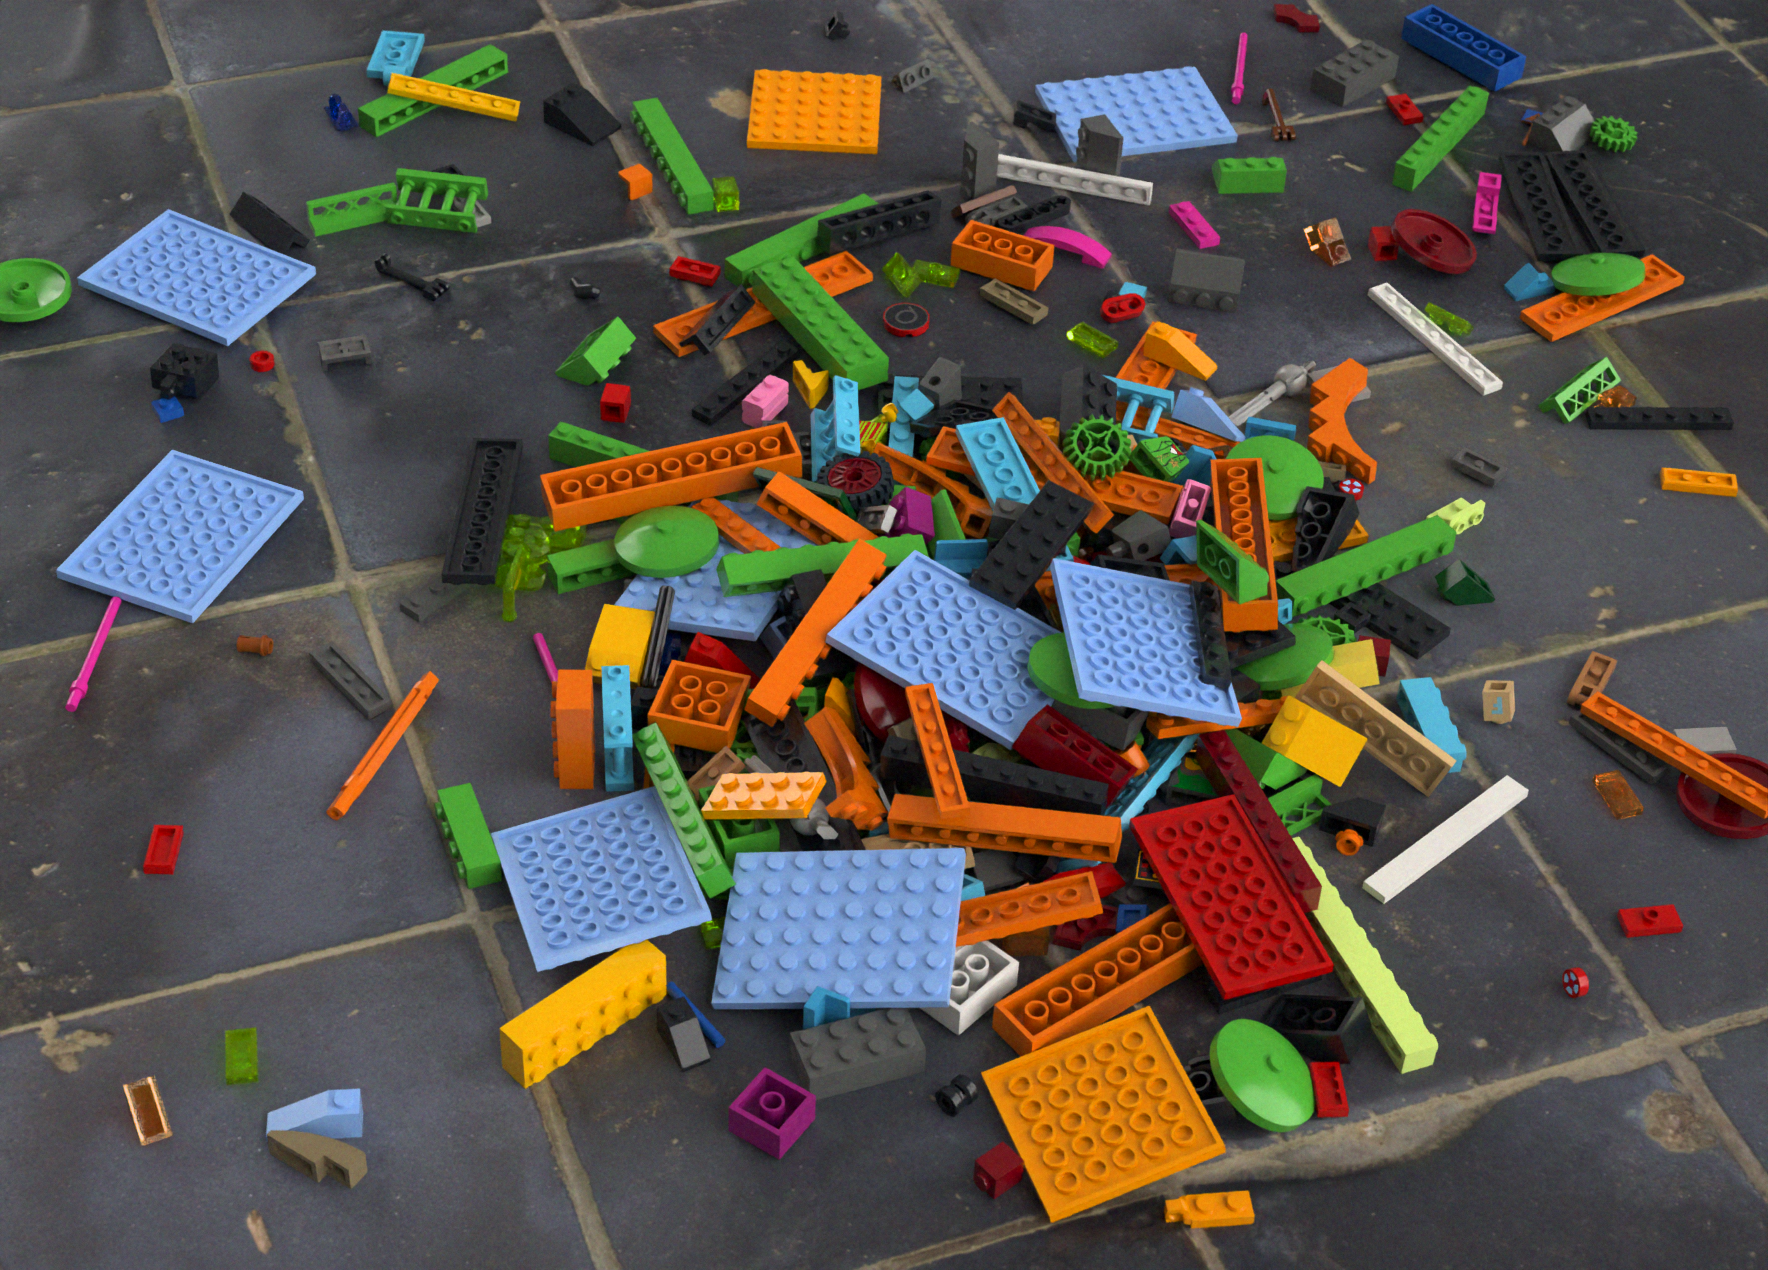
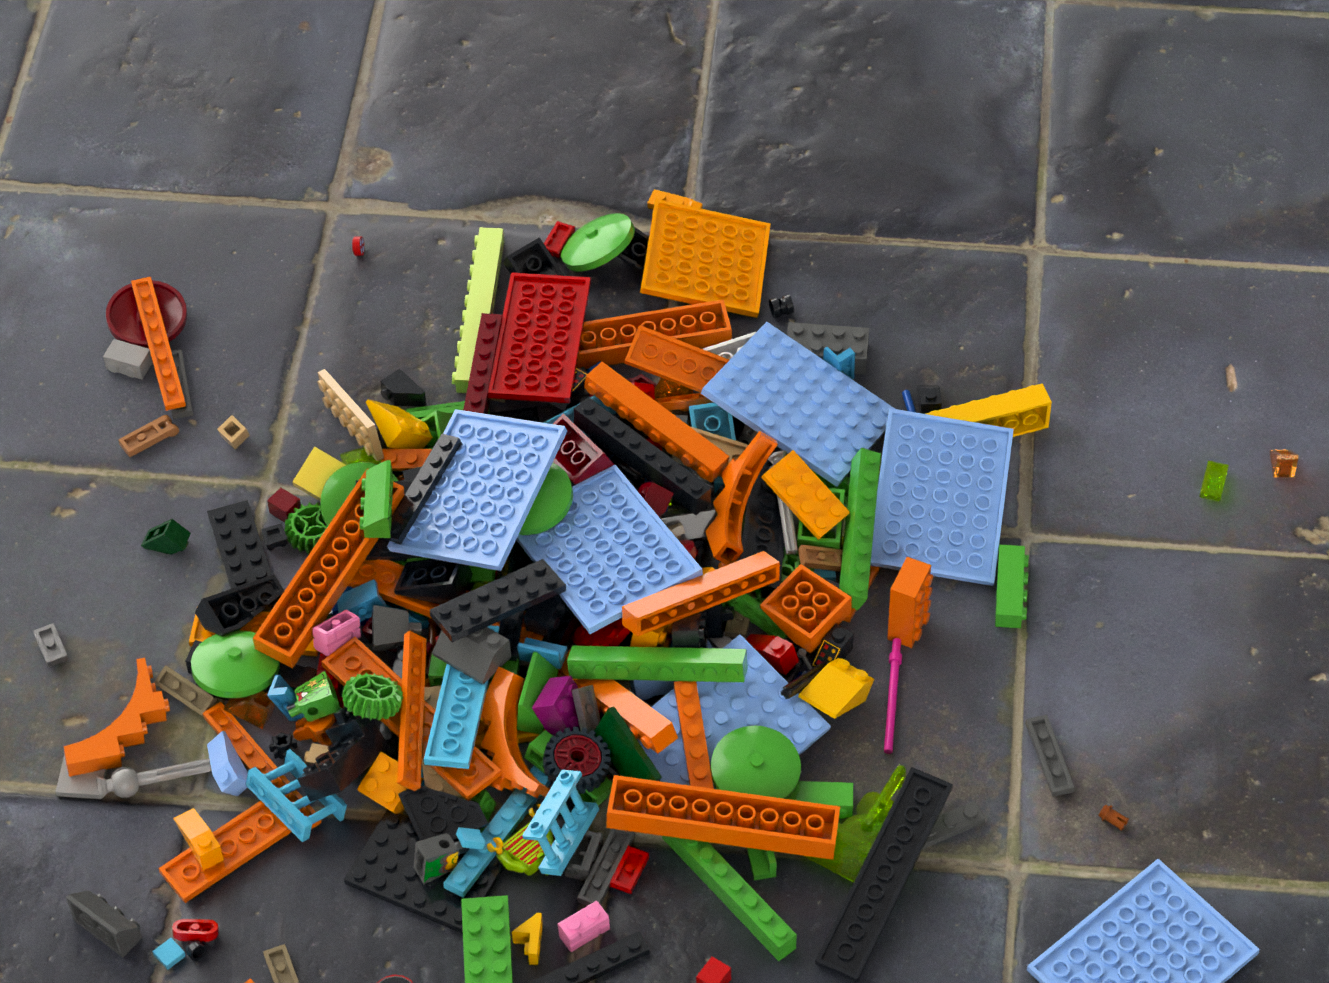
camera: 150 degrees left, 10 degrees up
(79, 687) = (1262, 826): dark pink bar -> none
(163, 849) = (1228, 658): red tile -> none
(318, 1156) = (1184, 398): dark tan slope -> none
(325, 1114) = (1177, 422): light blue slope -> none
(382, 746) = (1042, 688): orange piece -> none
(617, 728) = (871, 617): medium azure fence -> none
(771, 1113) = (900, 325): magenta brick -> none
(937, 751) = (676, 460): orange plate -> none
(998, 1170) = (783, 257): dark red brick -> none
(1092, 339) = (249, 903): clear neon green plate -> none
(1261, 427) = (181, 743): dark azure panel -> none
(1348, 842) = (419, 379): orange plate -> none
(1353, 487) = (168, 660): red tile -> none
(1366, 565) = (225, 566): bright green brick -> none
(1425, 713) = (292, 439): medium azure brick -> none
(1444, 839) = (351, 364): white tile -> none
(1461, 514) = (111, 605): yellowish green bracket -> none
(1618, 794) = (211, 355): clear orange plate -> none
(1650, 920) = (274, 270): red plate -> none

